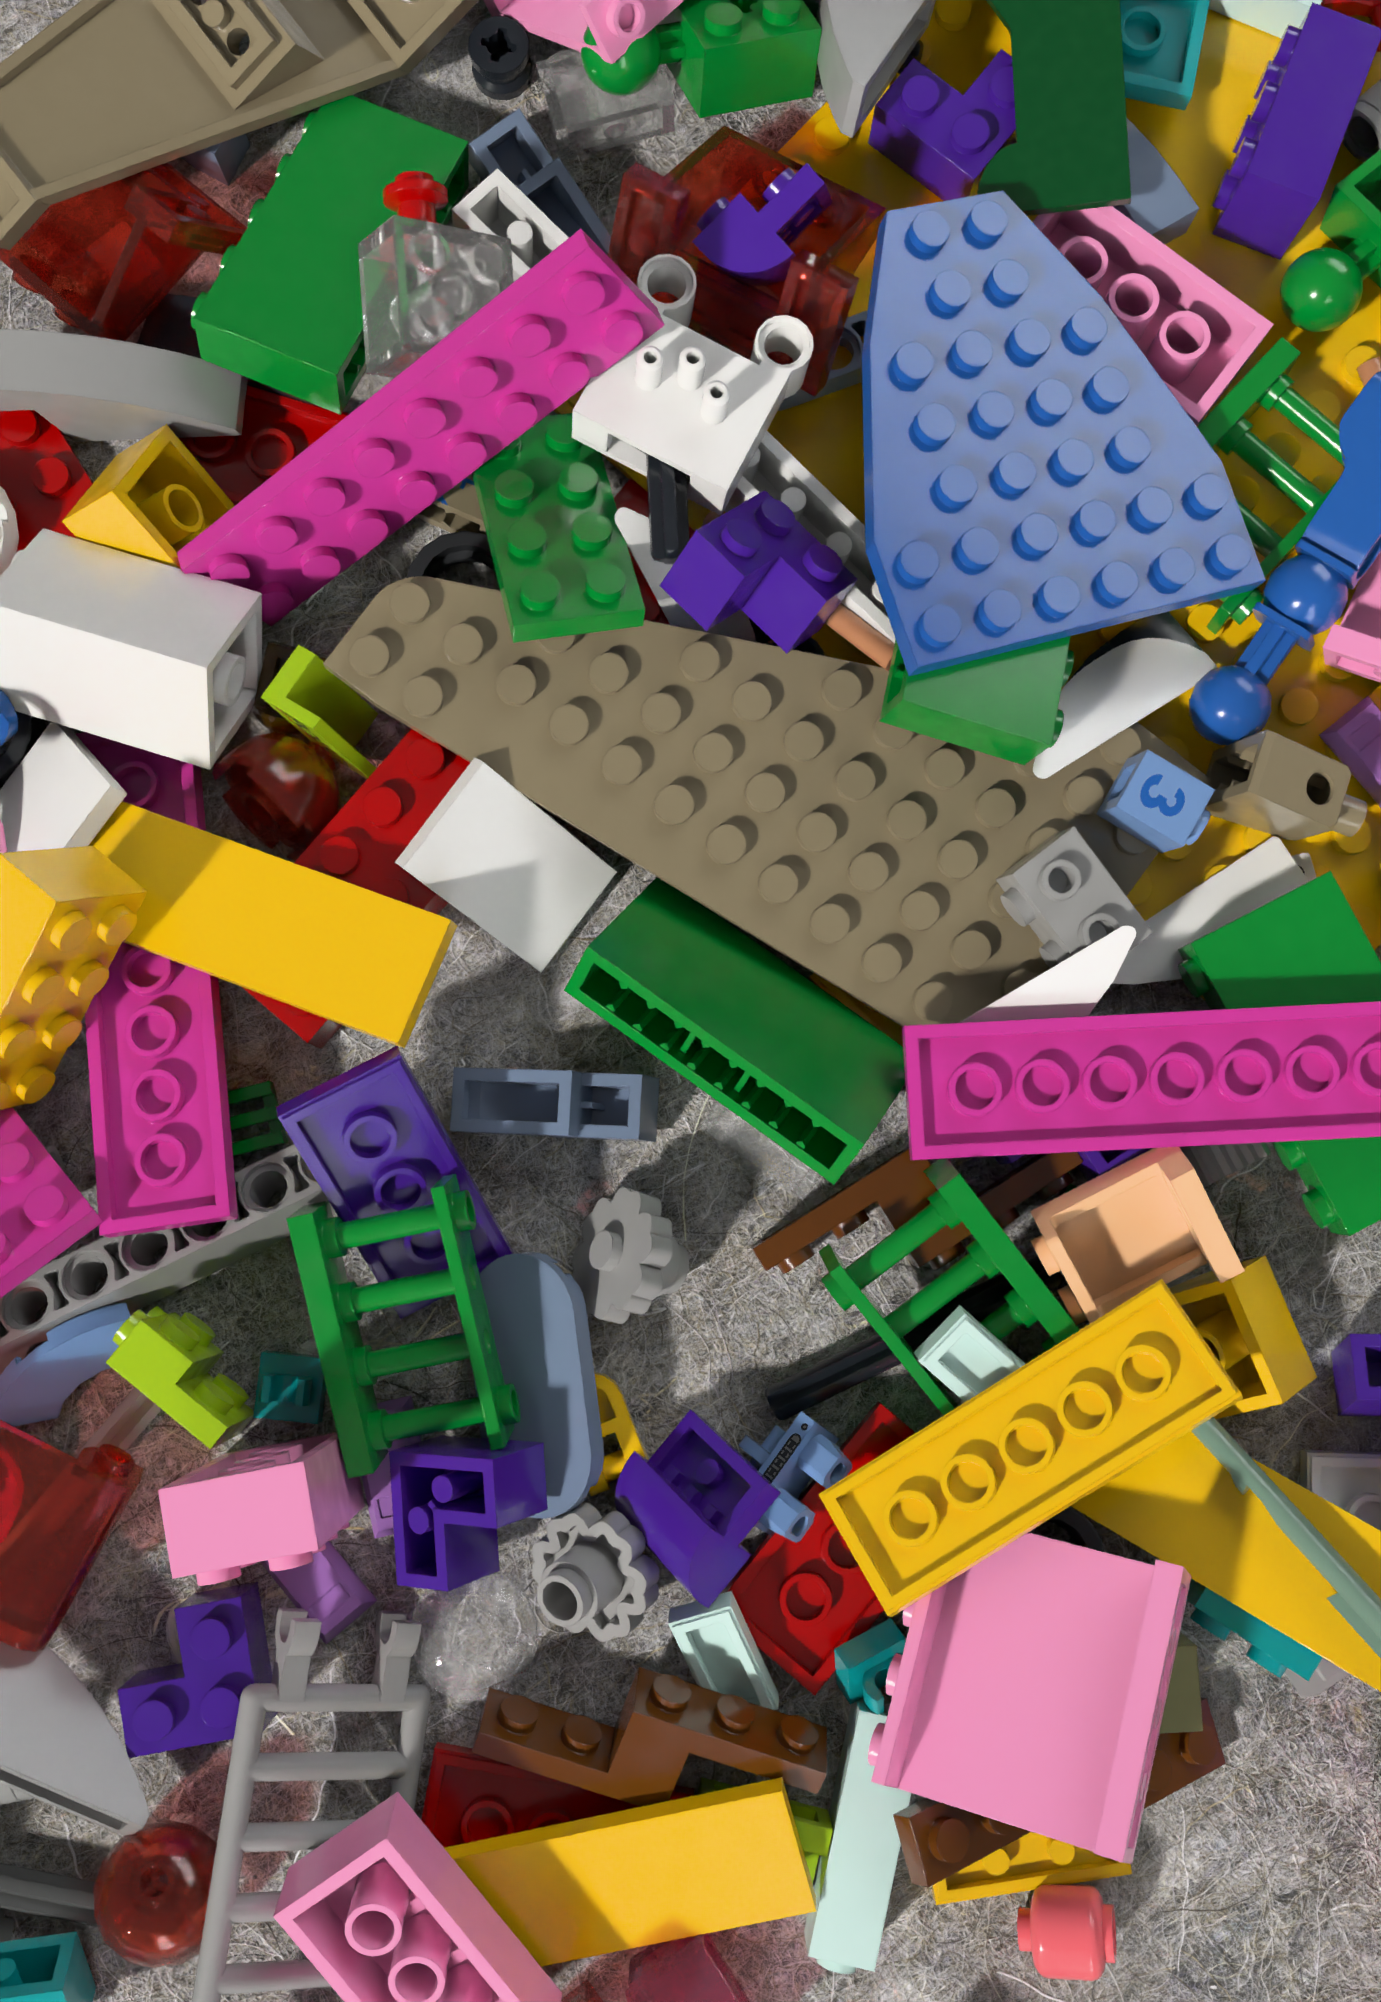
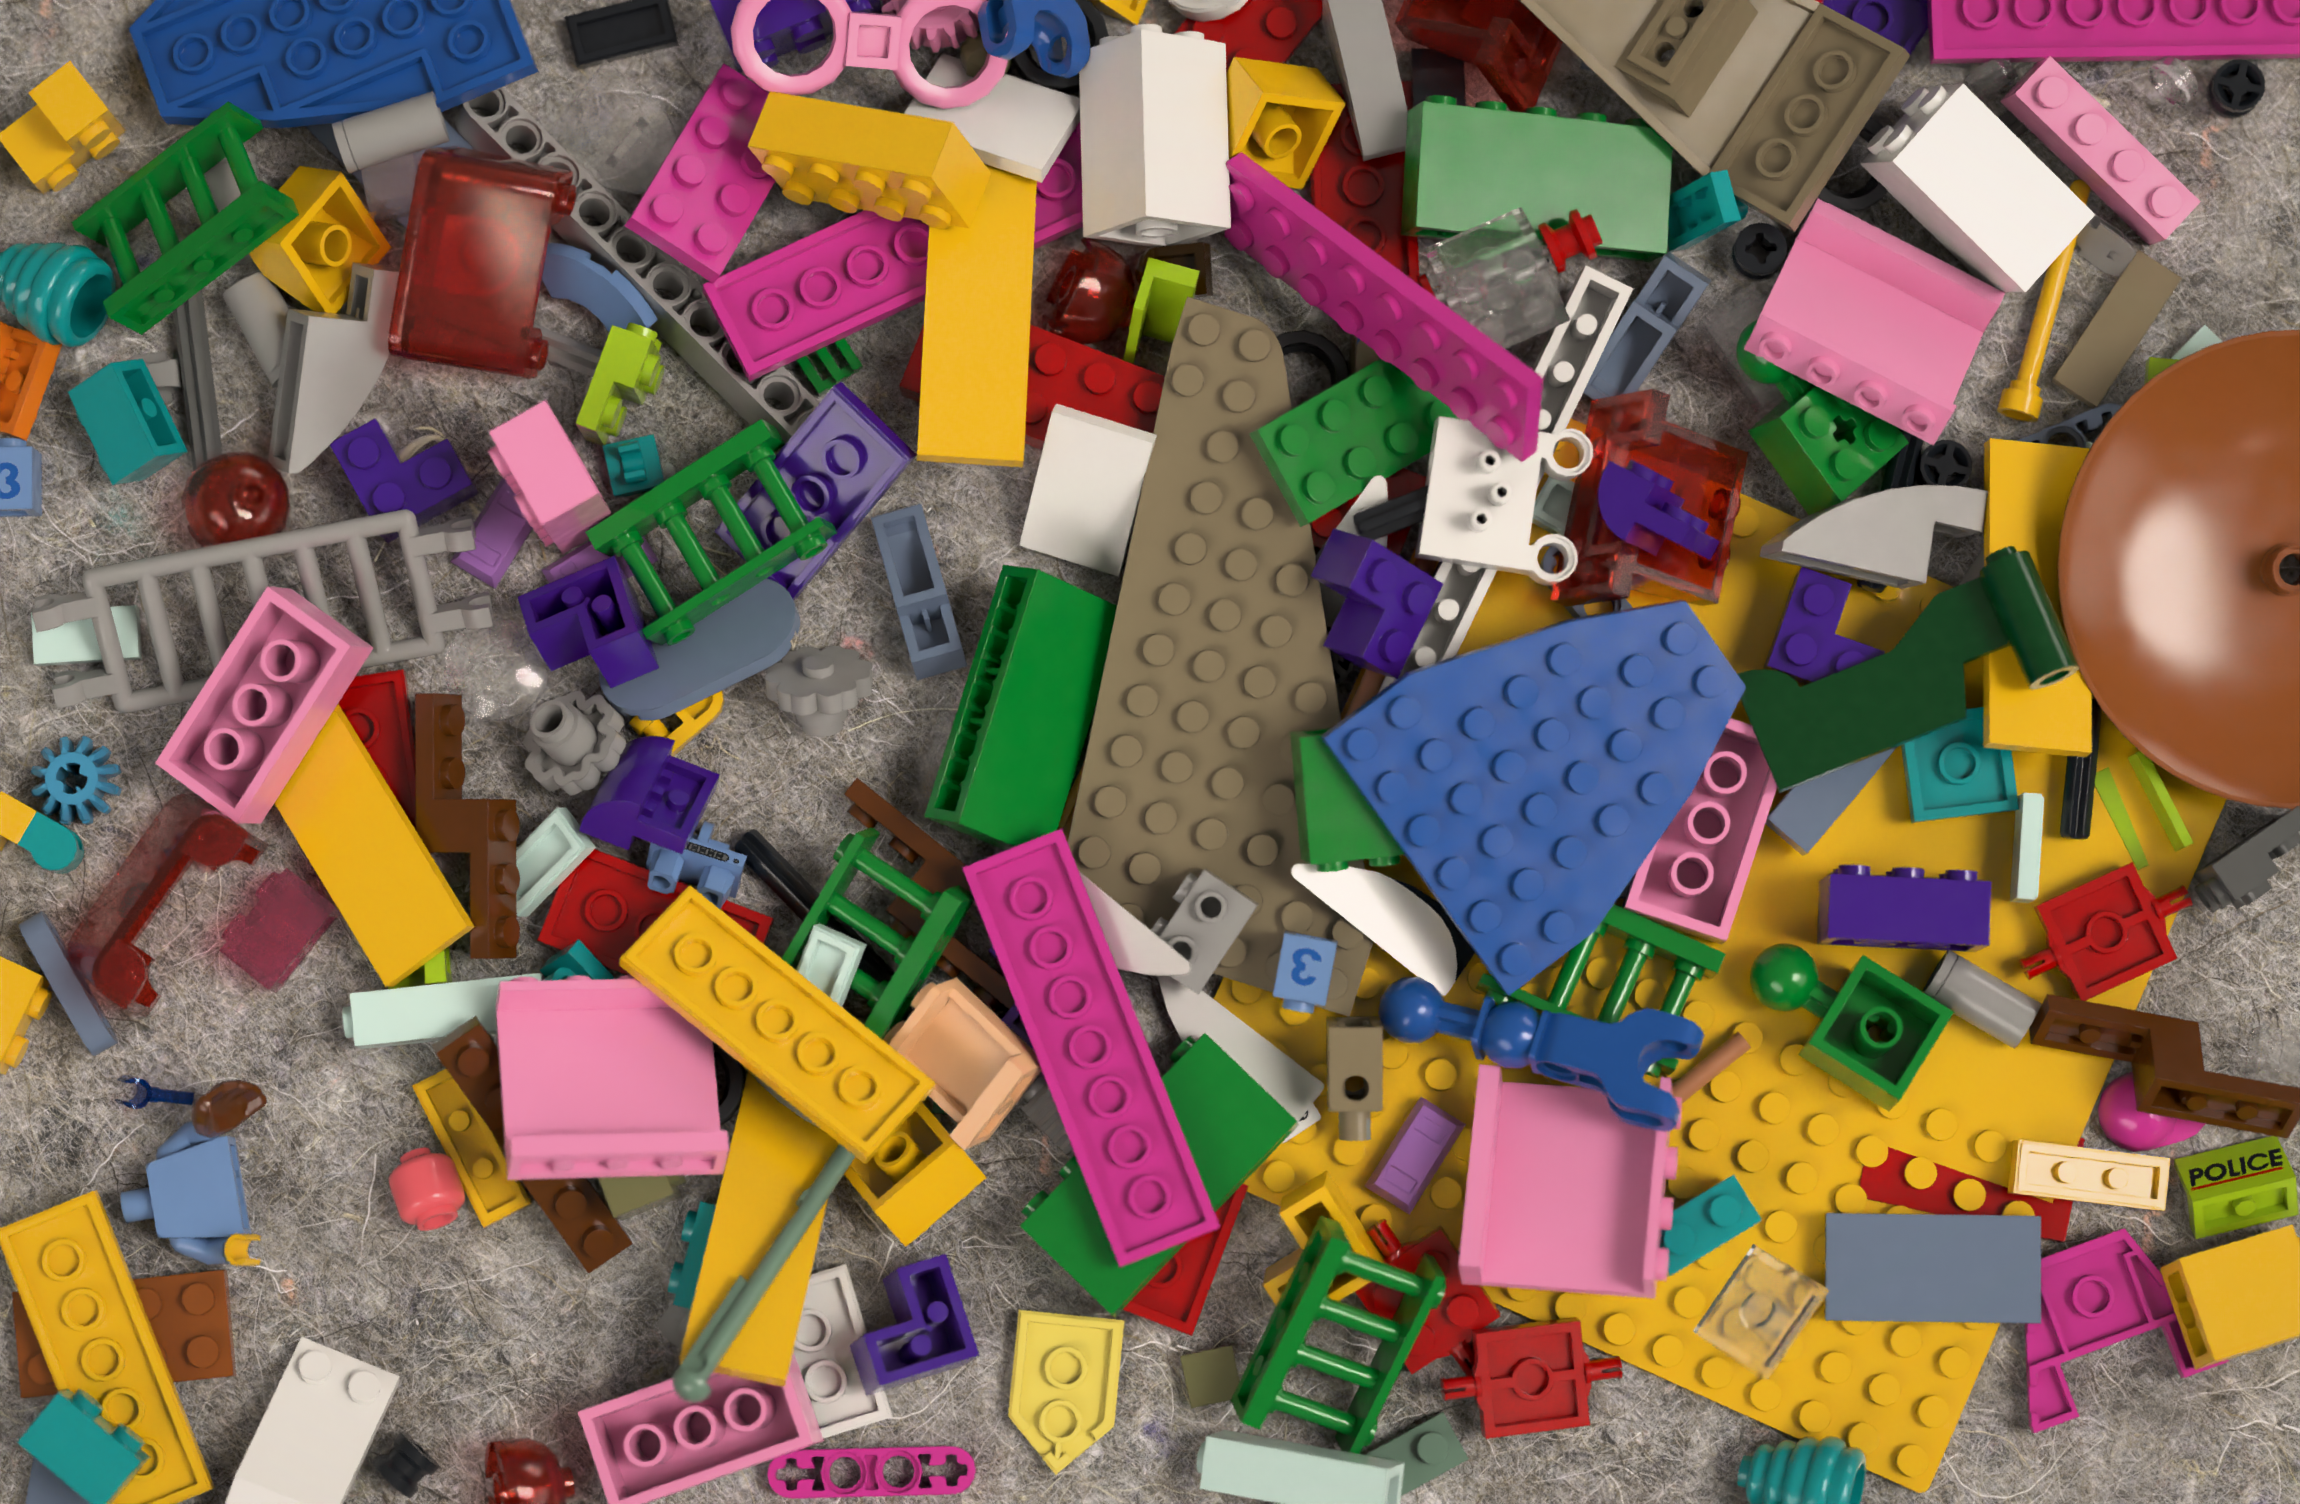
camera: 75 degrees right, 0 degrees up
(433, 77) = (1702, 210): none -> teal tile

